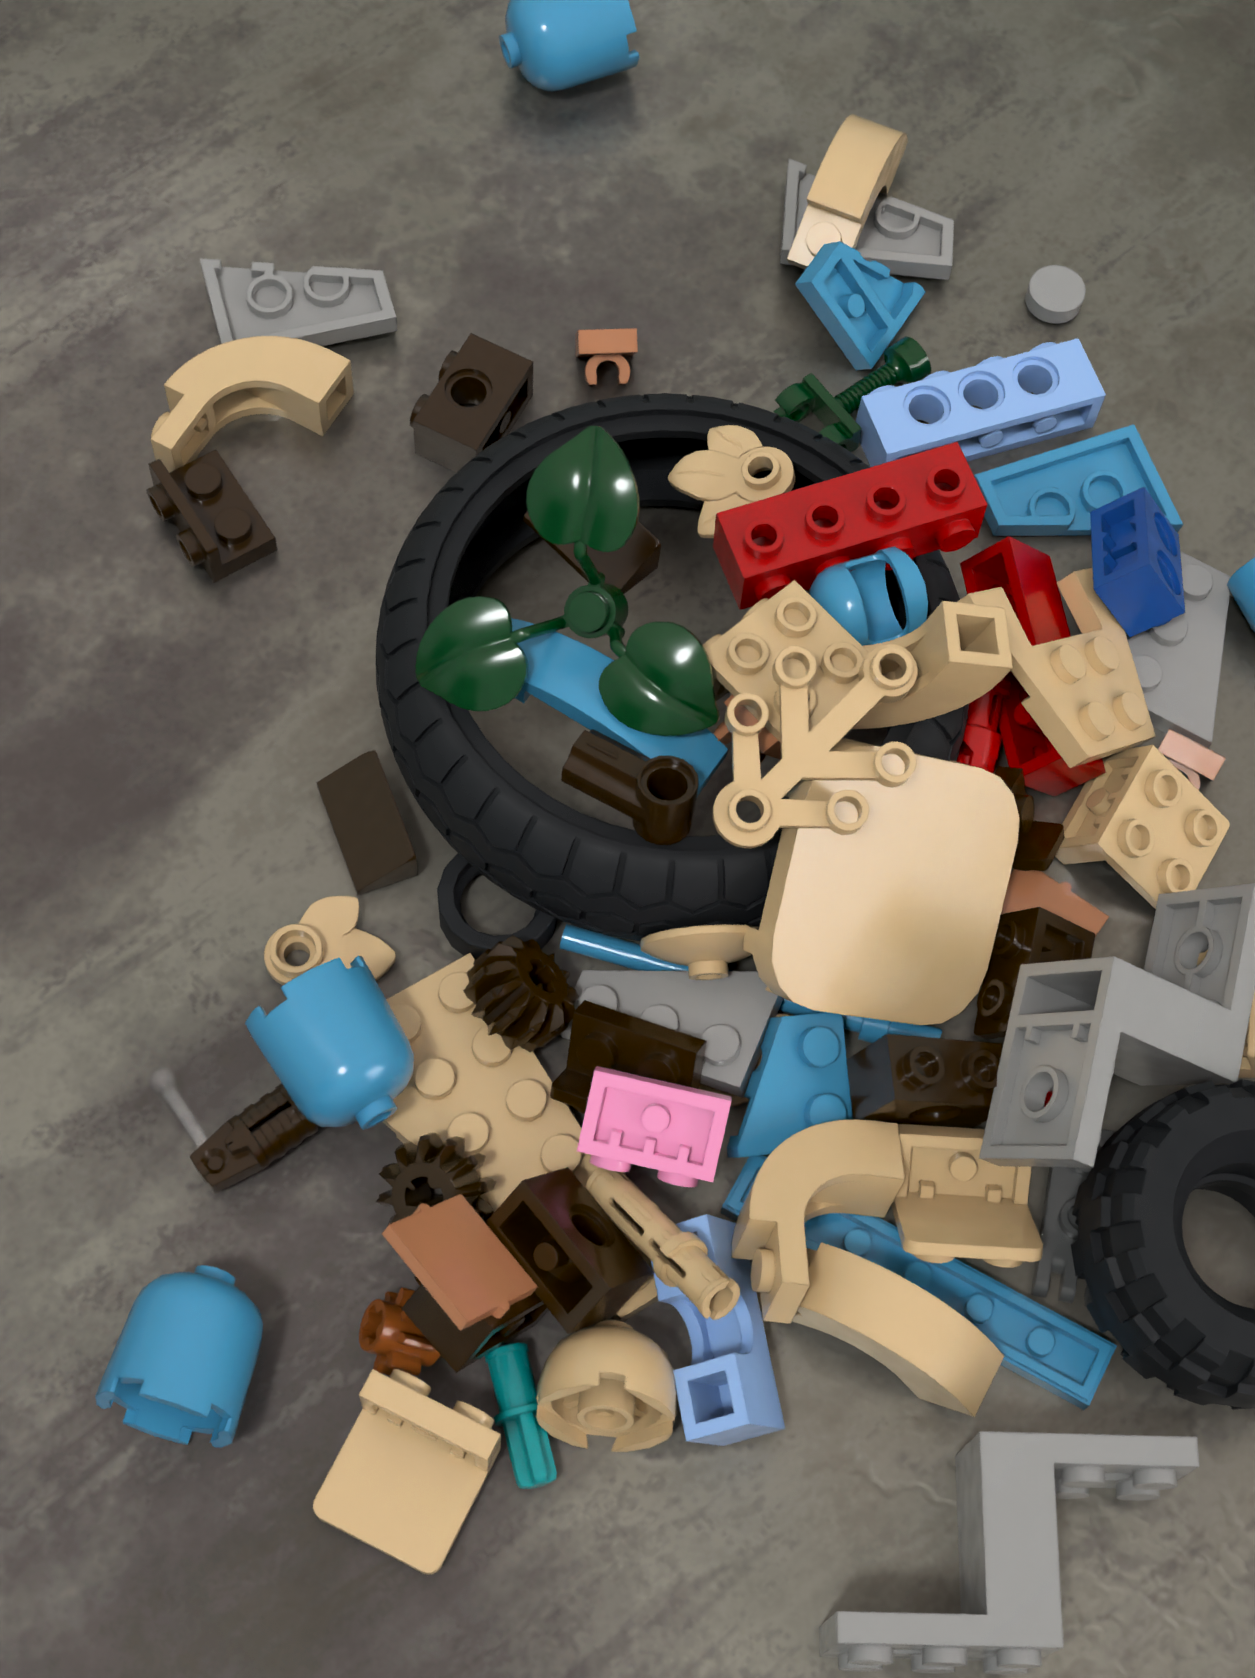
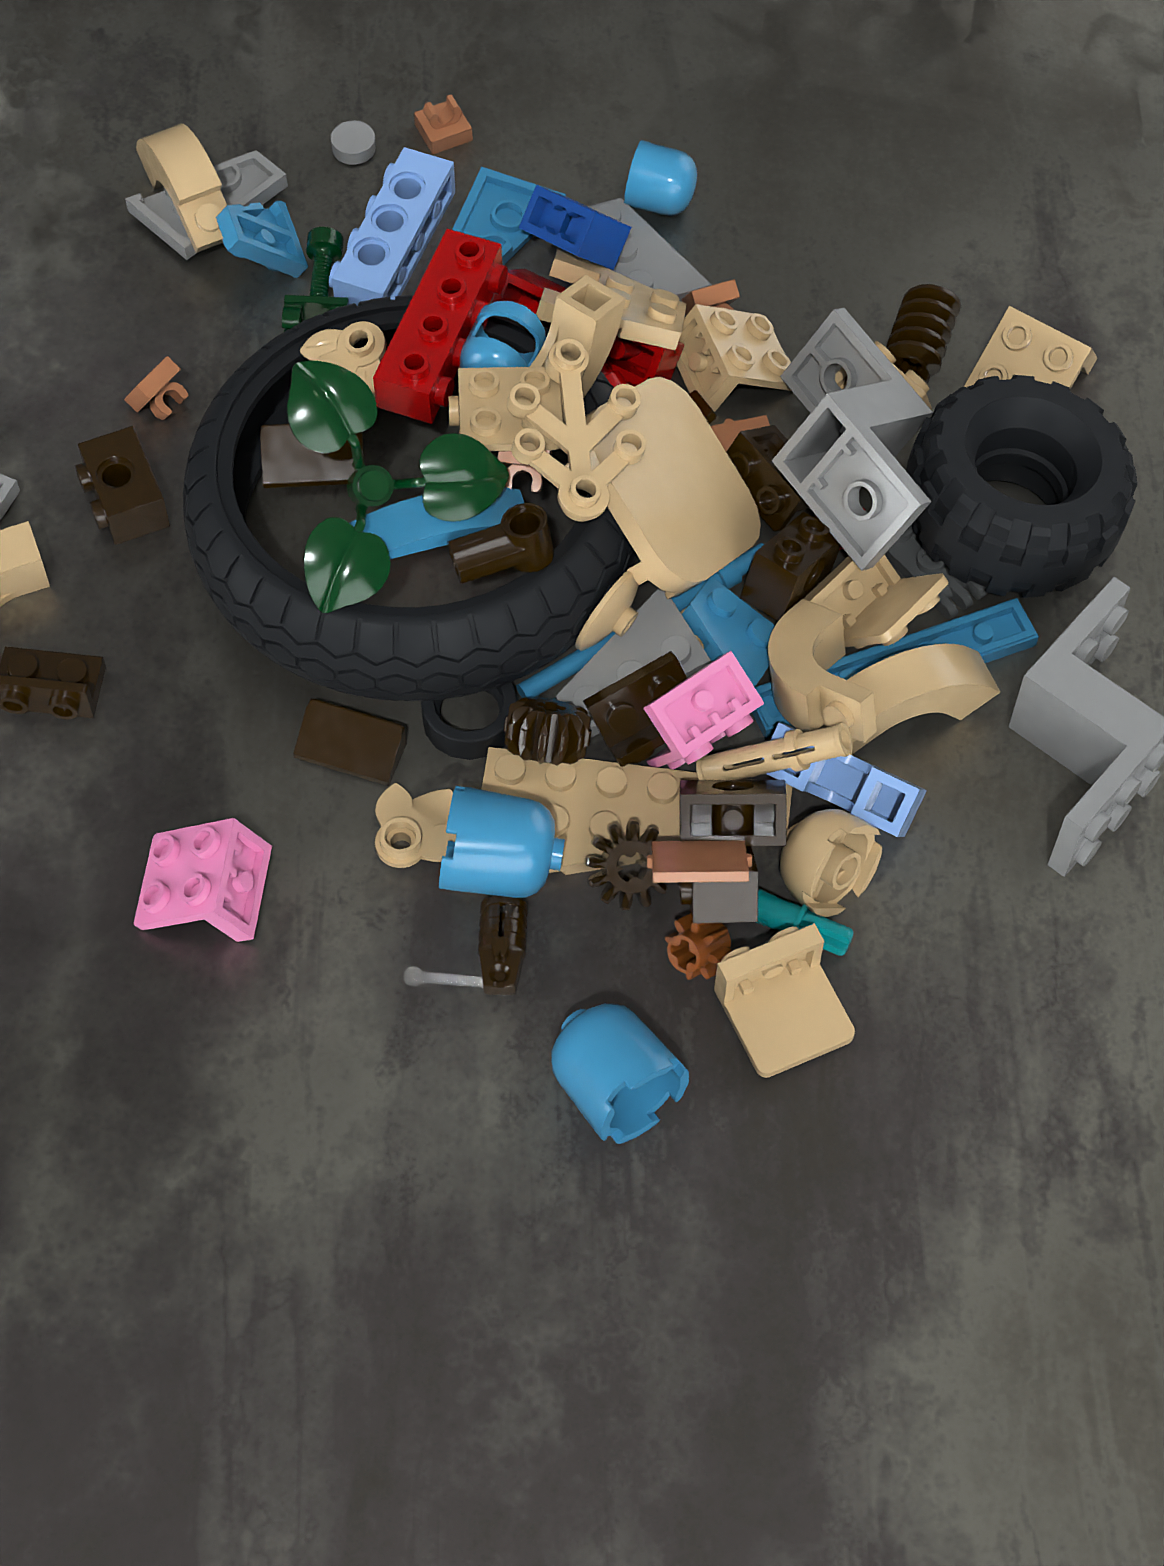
camera: 45 degrees left, 5 degrees down
(109, 815) = (207, 875): none -> bright pink bracket
(1155, 355) = (443, 125): none -> nougat tile

